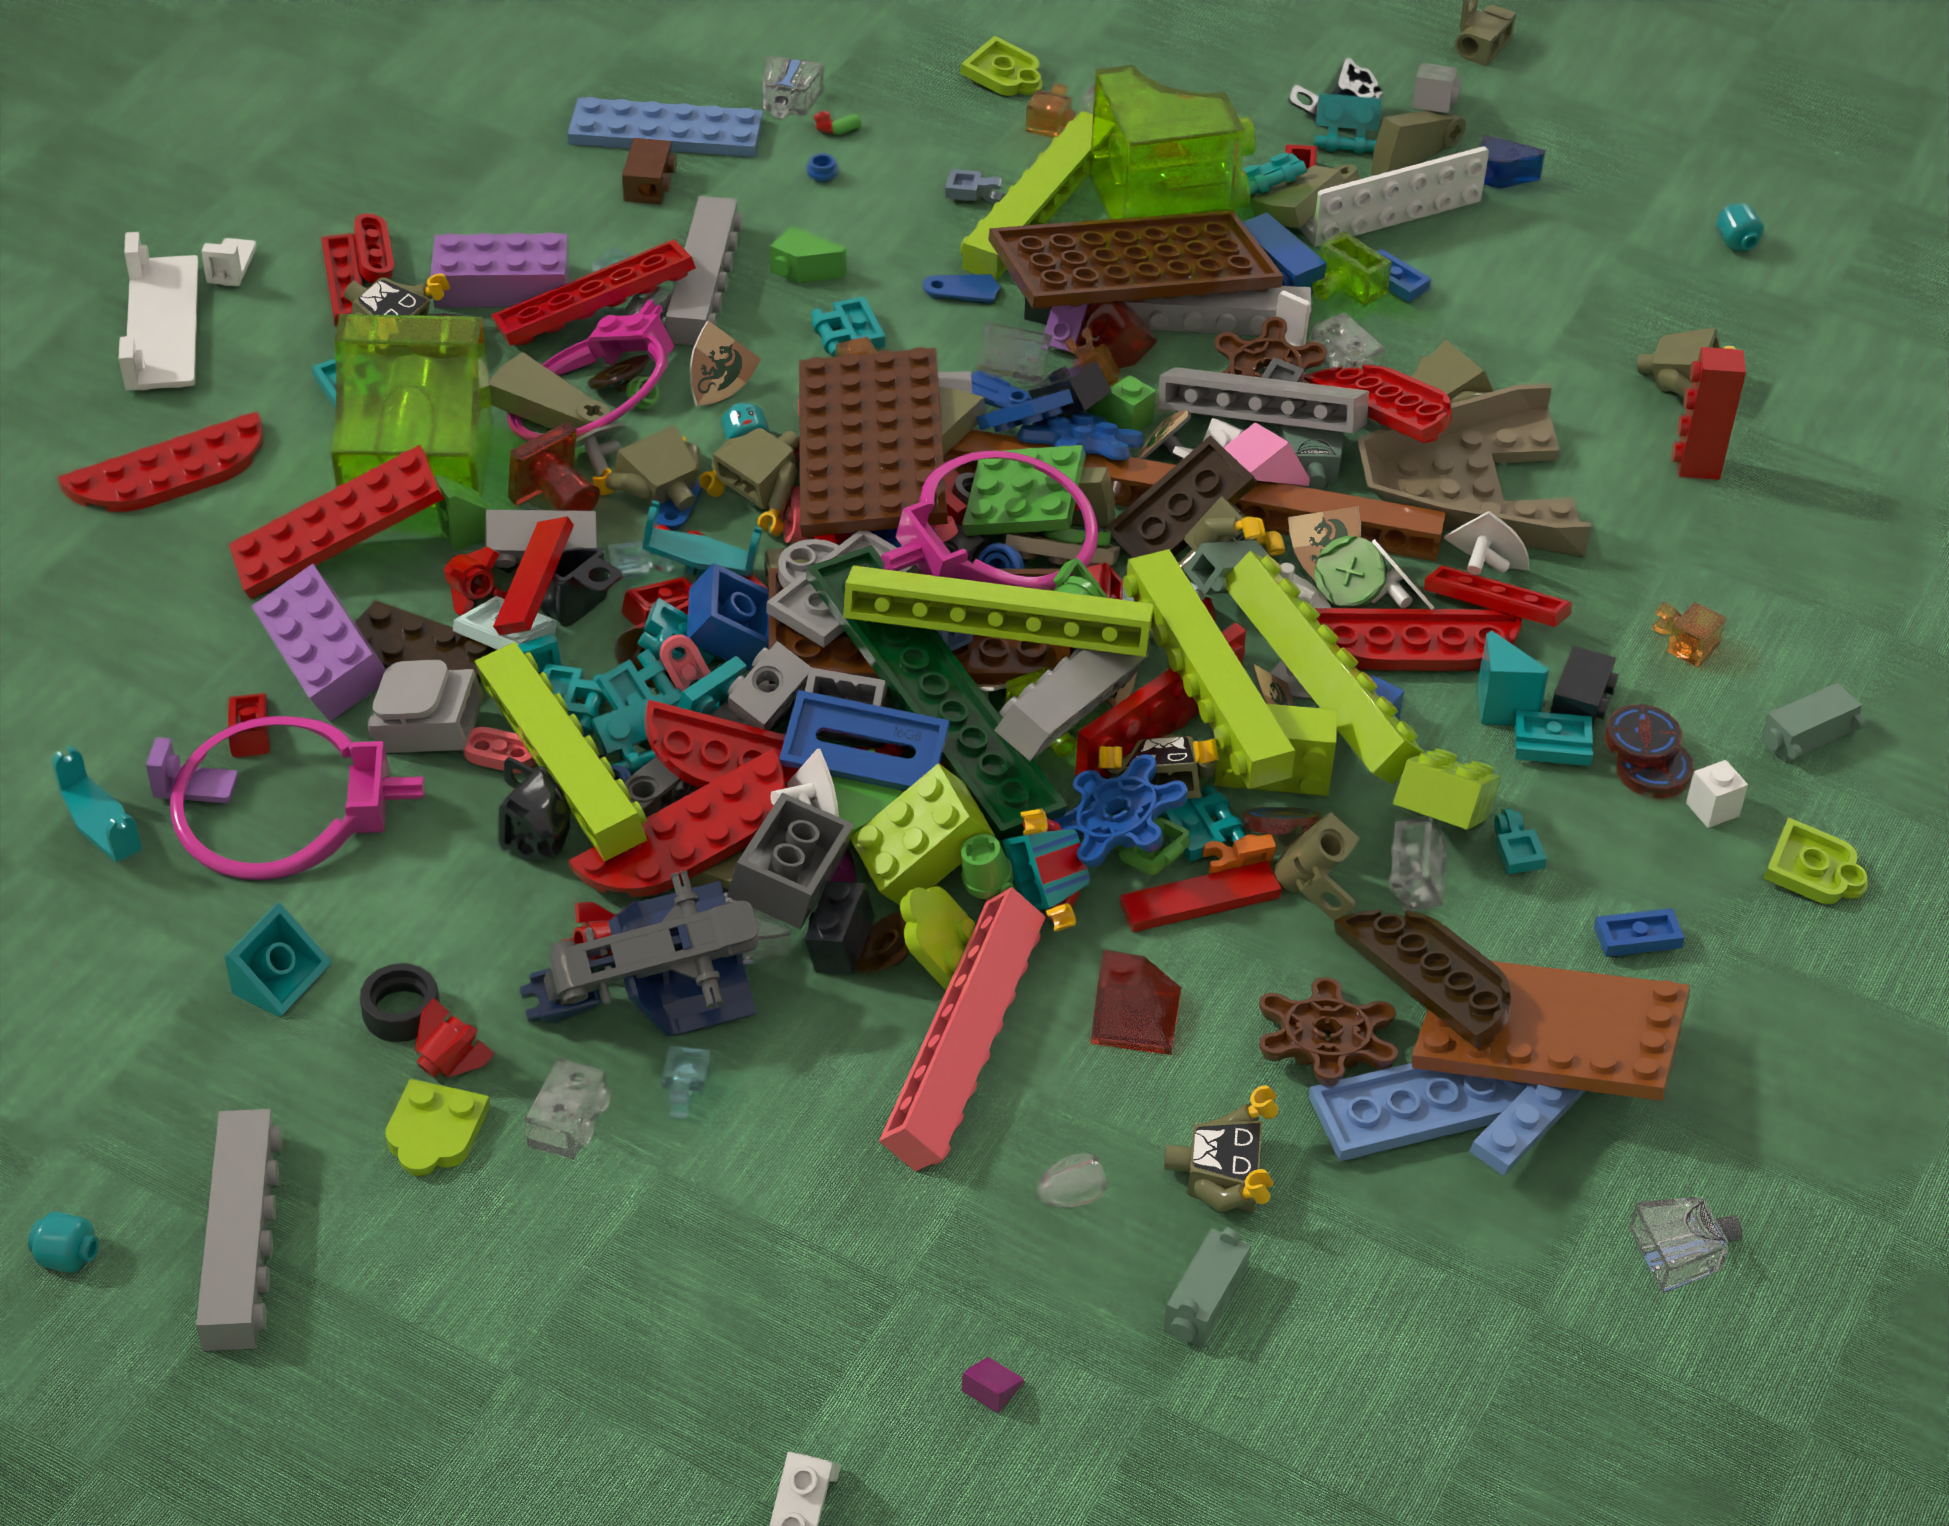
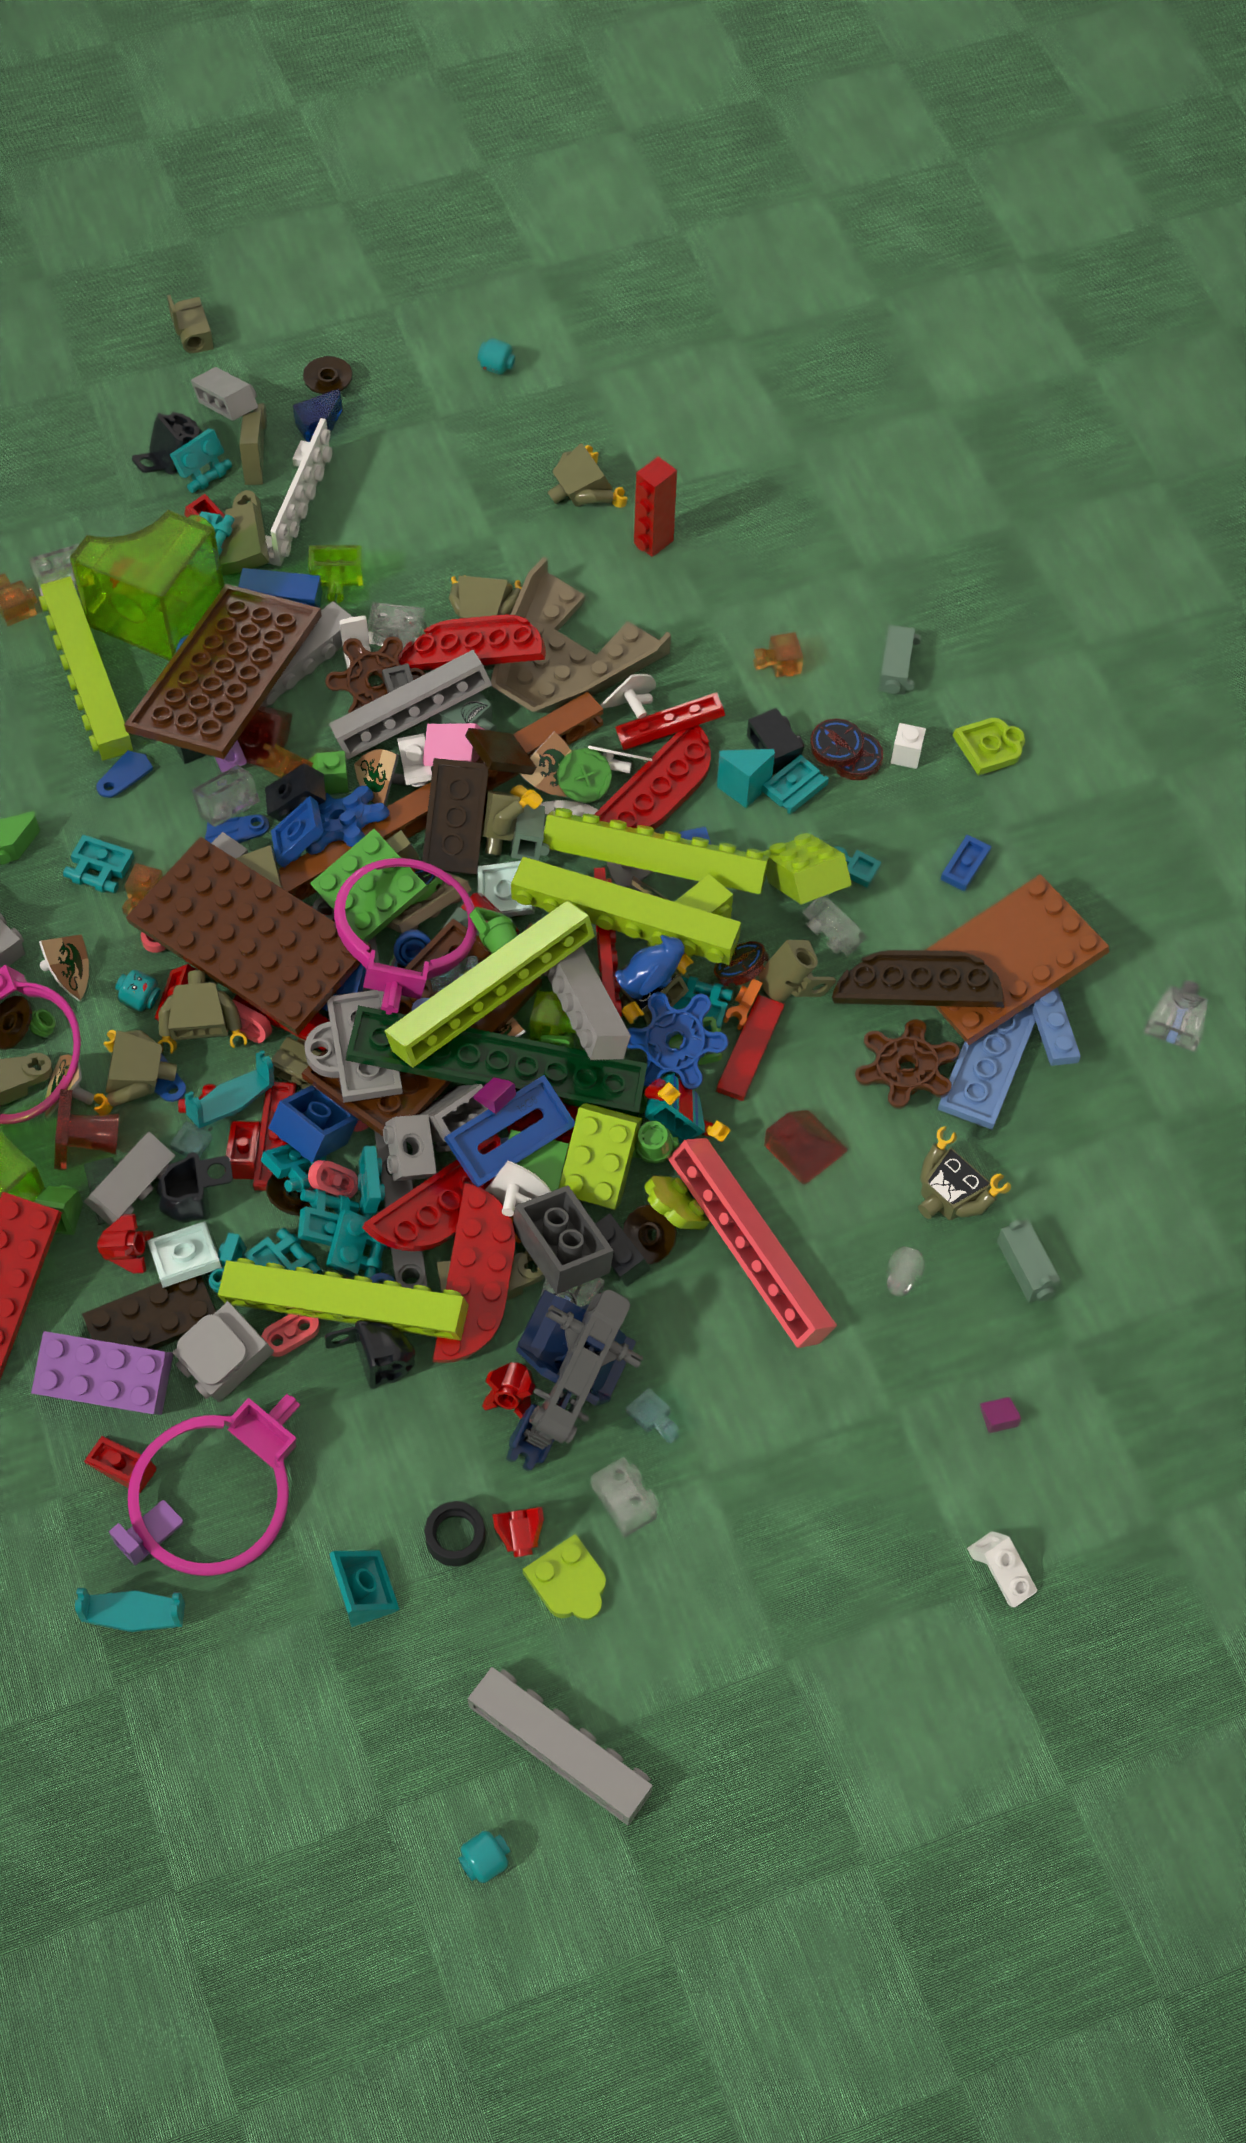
camera: 50 degrees left, 15 degrees up
(533, 576) = (177, 1208): red tile -> none
(882, 696) = (496, 1094): none -> magenta slope
(967, 185) = (35, 698): sand blue plate -> none
(1166, 726) = (651, 967): none -> blue animal
(1283, 481) = (500, 751): none -> dark brown tile
(1405, 280) = (370, 546): blue plate -> none
(1558, 139) = (327, 374): none -> dark brown dish

